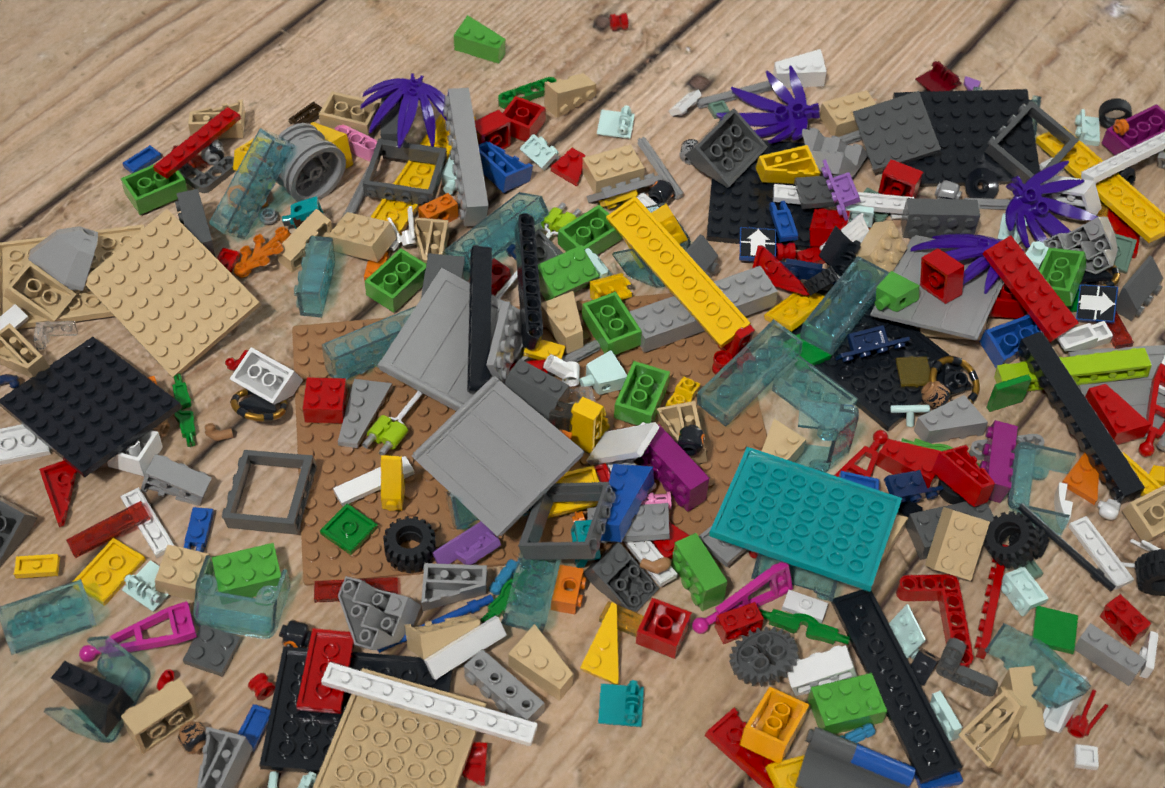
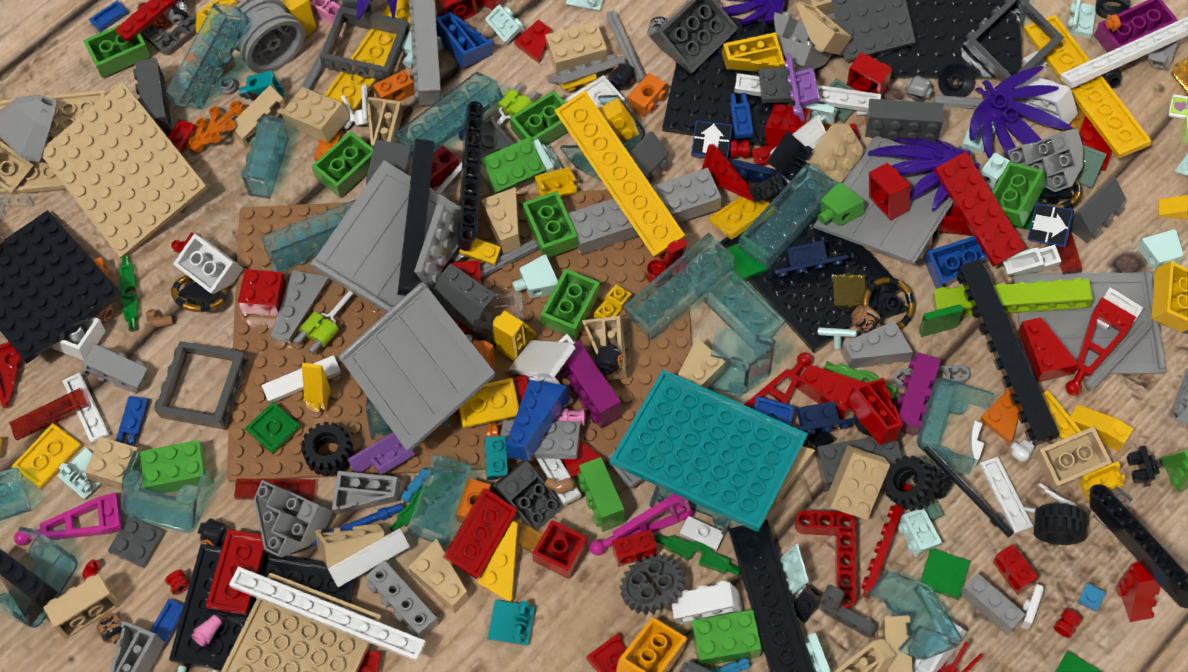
camera: 10 degrees right, 10 degrees up
(297, 734) = (204, 633): none -> bright pink cone
(565, 492) = (452, 428): dark grey window -> none
(567, 371) = (500, 273): white piece -> none
(579, 616) = (480, 533): none -> red plate
(689, 207) = (638, 98): none -> orange brick
(856, 146) = (822, 30): none -> tan slope

